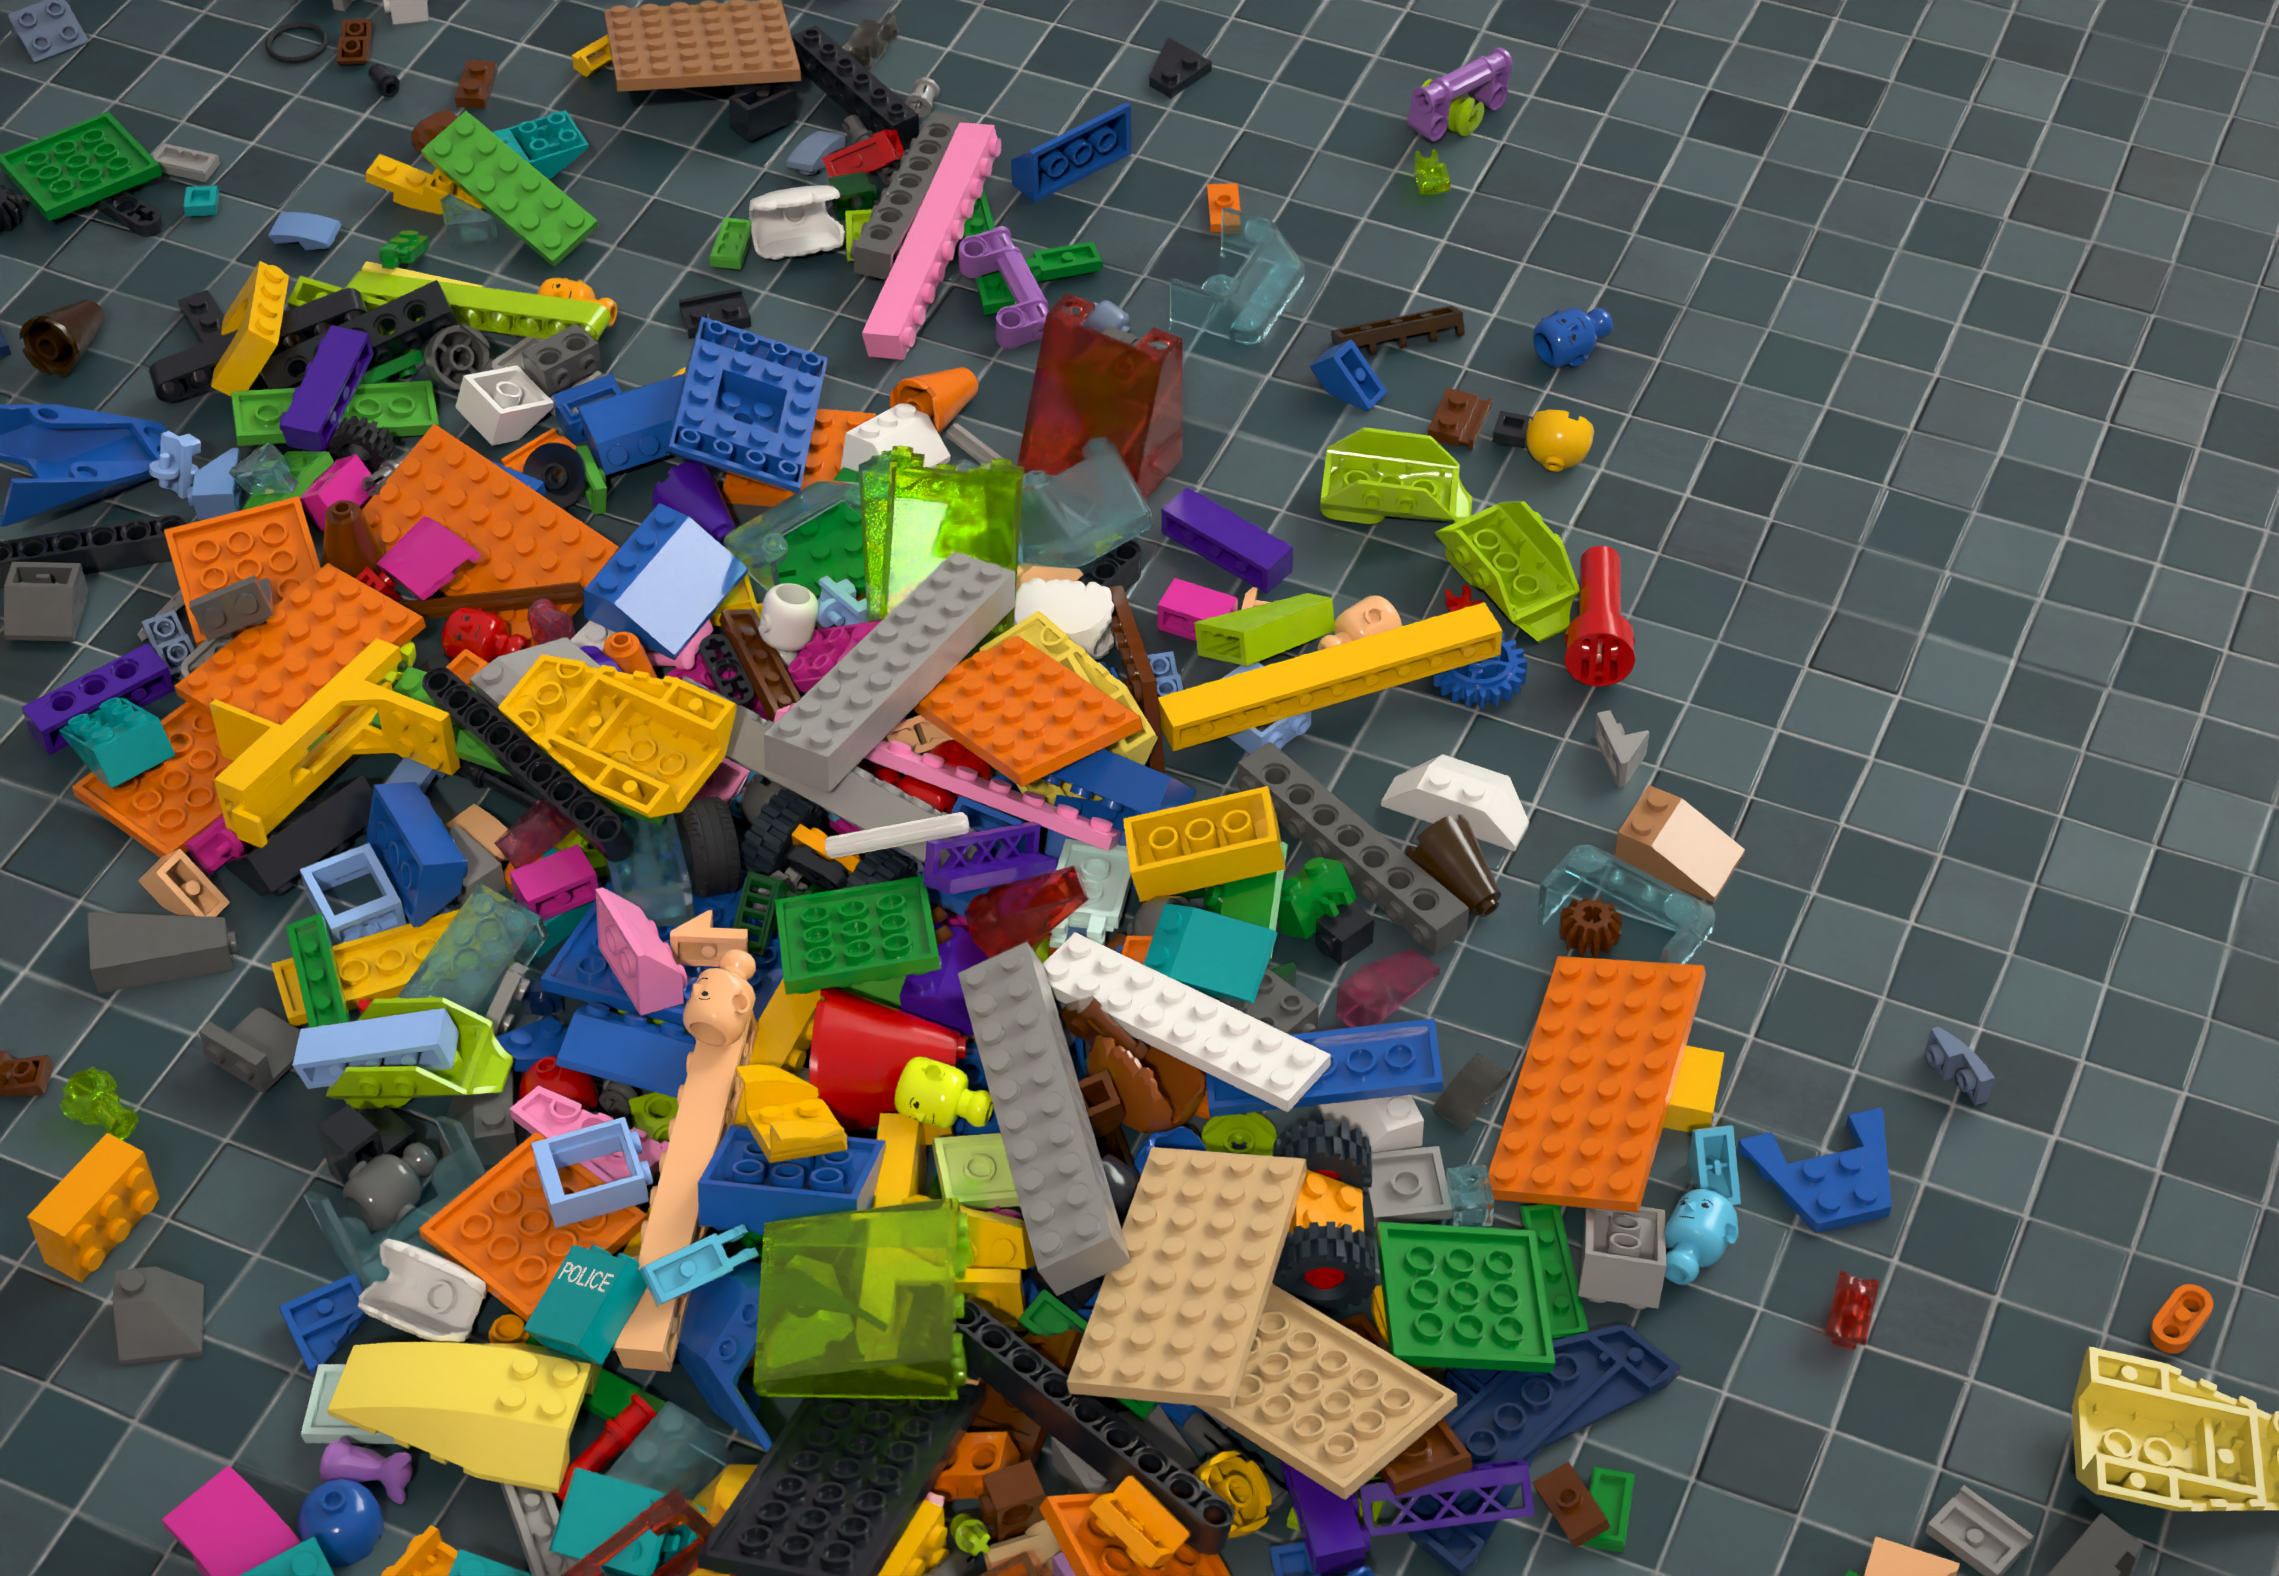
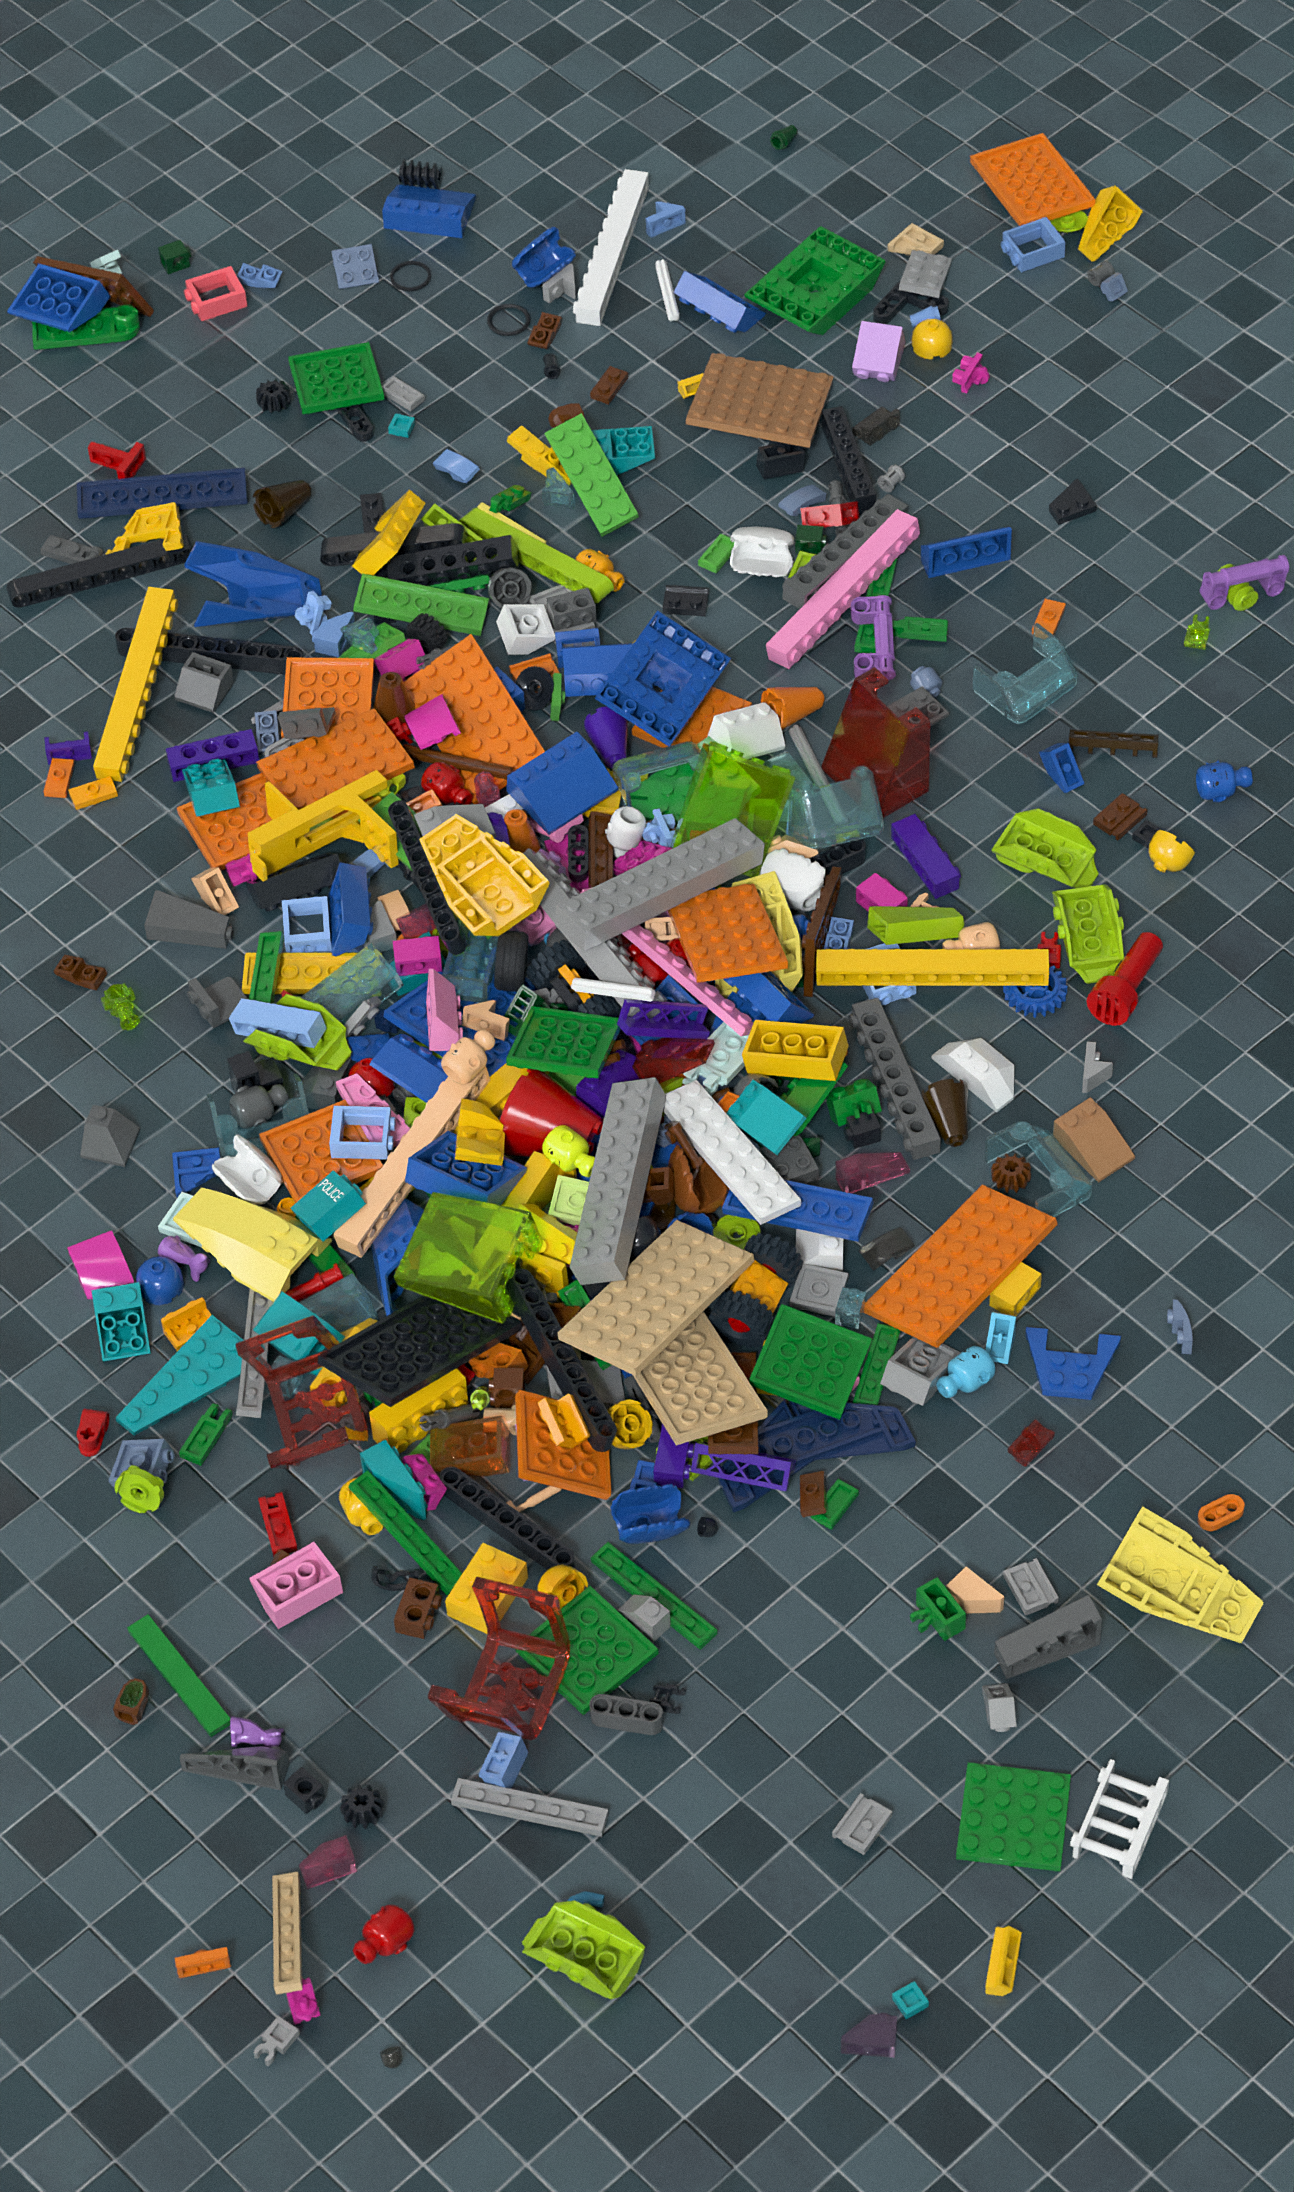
camera: 25 degrees right, 5 degrees up
(94, 1207) = (95, 1065): light orange brick -> none
(116, 12) = (410, 288): none -> black piece
(326, 389) = (417, 590): dark purple brick -> none
(694, 1266) = (391, 1203): medium azure hinge -> none

